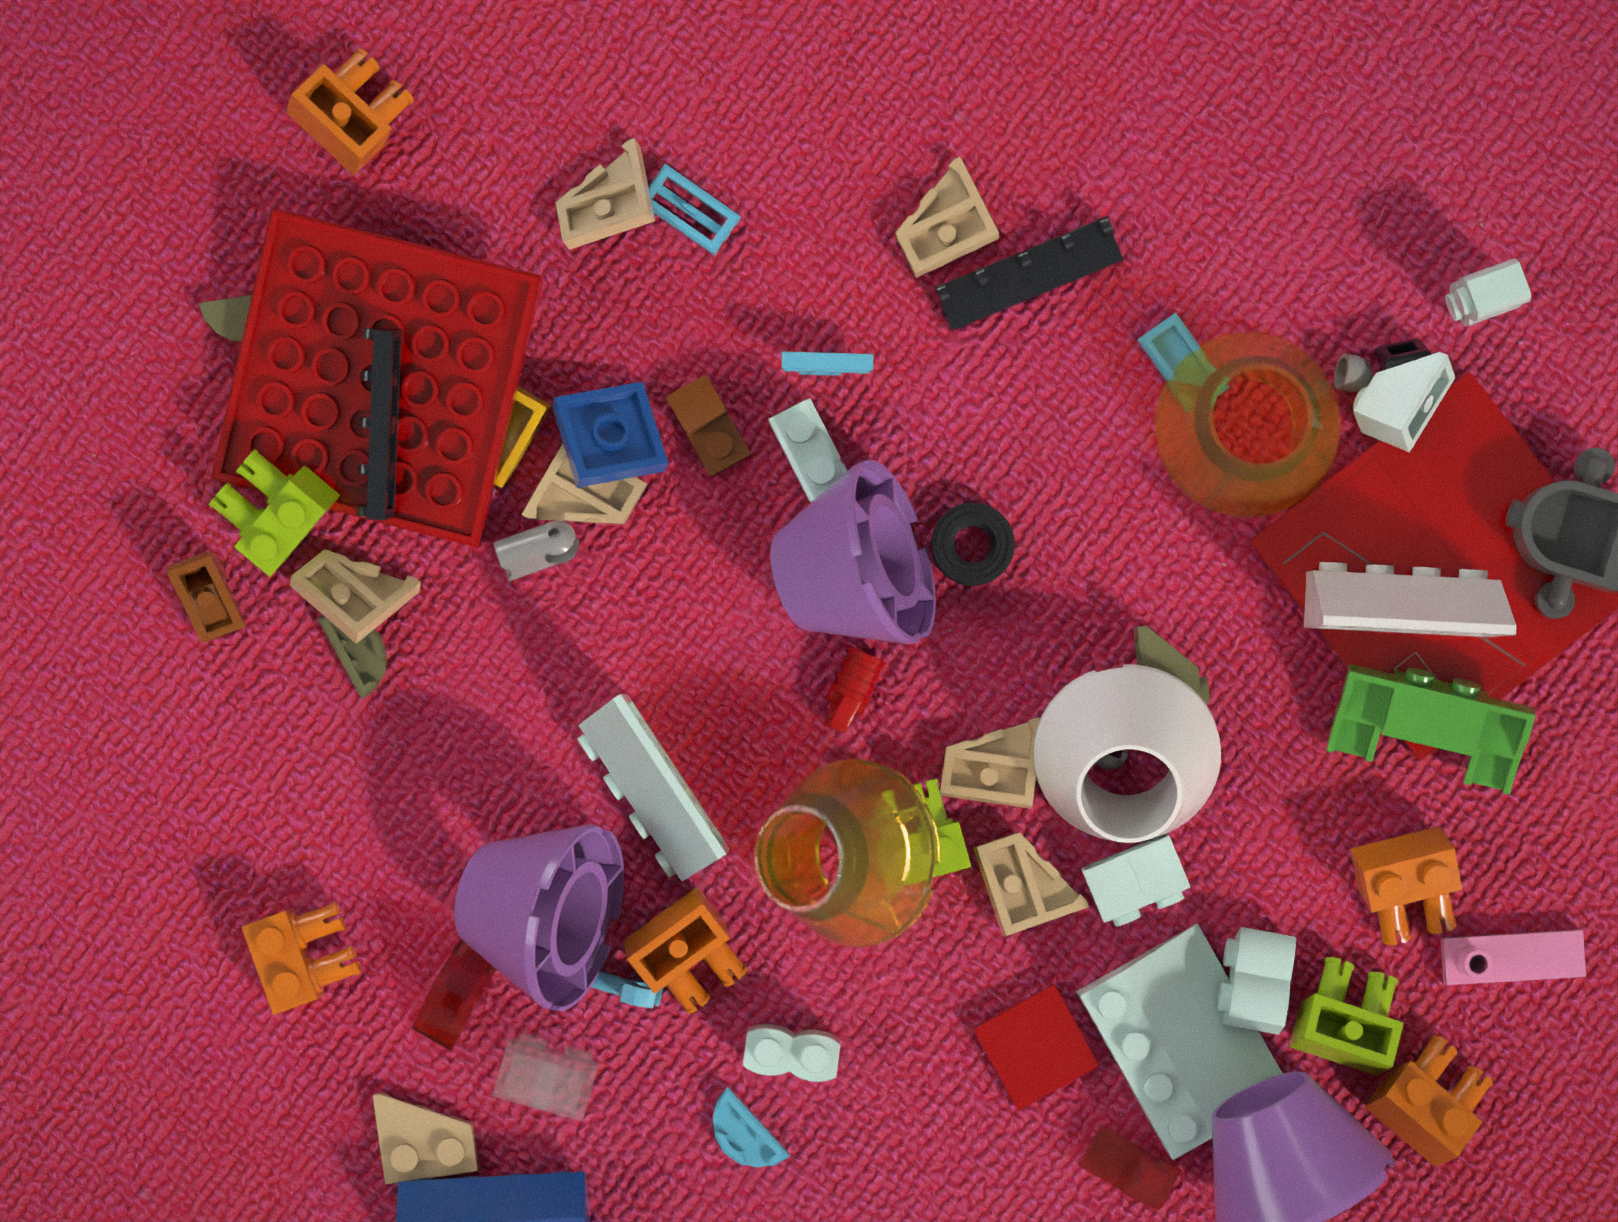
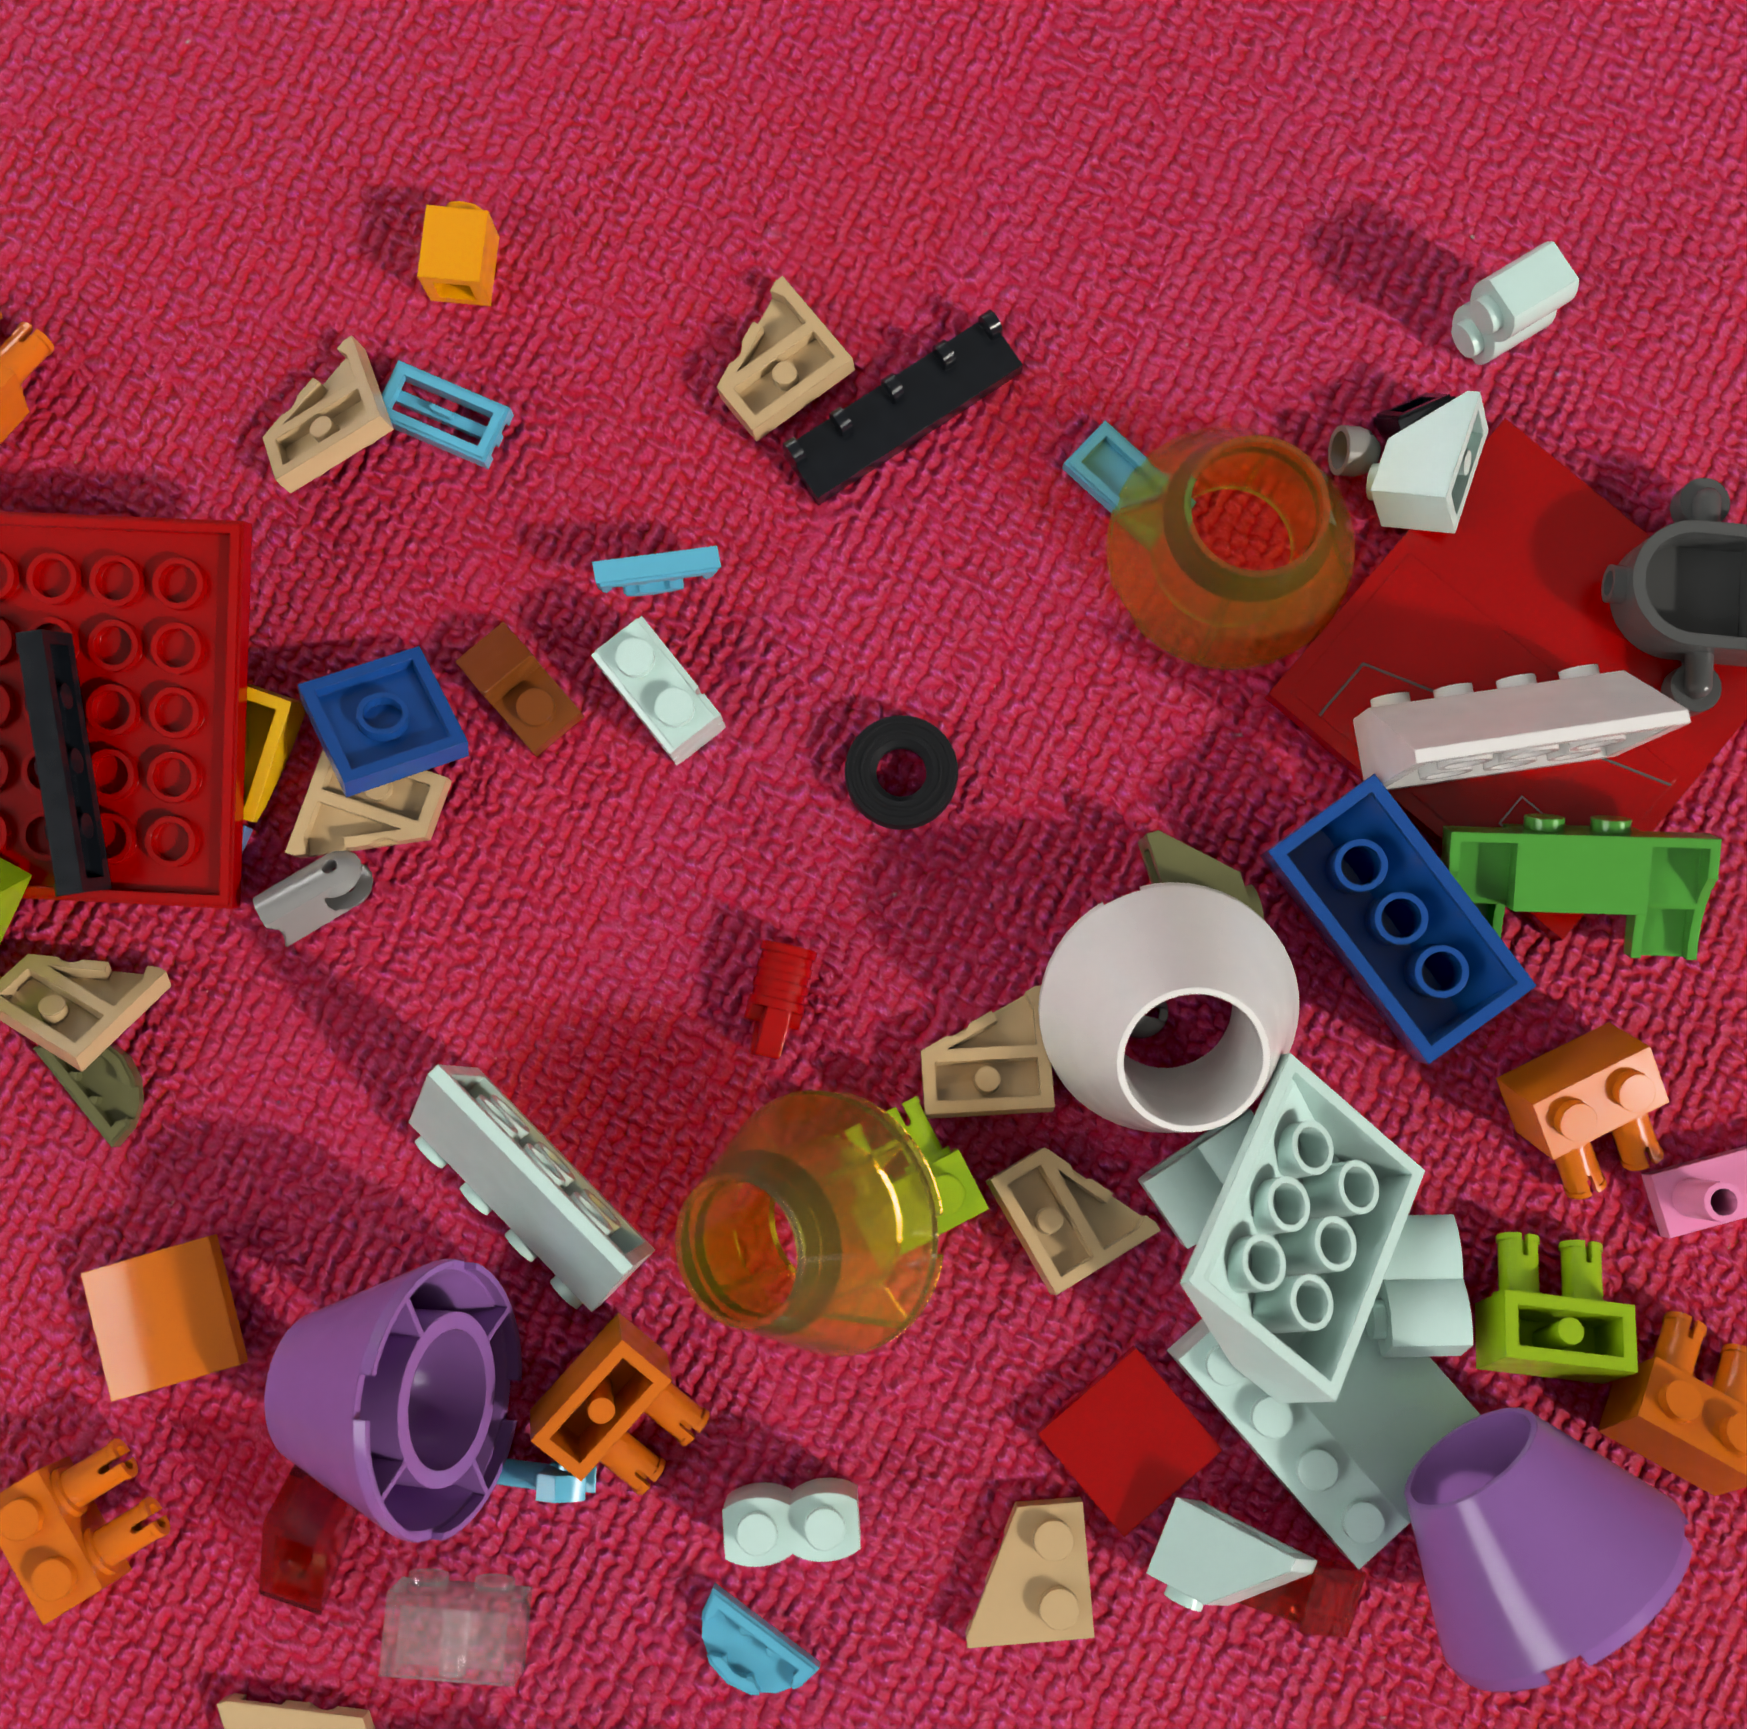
camera: 15 degrees left, 5 degrees down
(380, 825) = (164, 1317): none -> orange slope
(725, 92) = (458, 254): none -> light orange brick
(855, 562) = (742, 820): medium lavender cone -> none
(952, 1127) = (1037, 1579): none -> tan wing
(1080, 1136) = (1220, 1559): none -> light aqua slope
(1180, 926) = (1300, 1238): none -> light aqua slope
(1301, 723) = (1398, 921): none -> blue slope

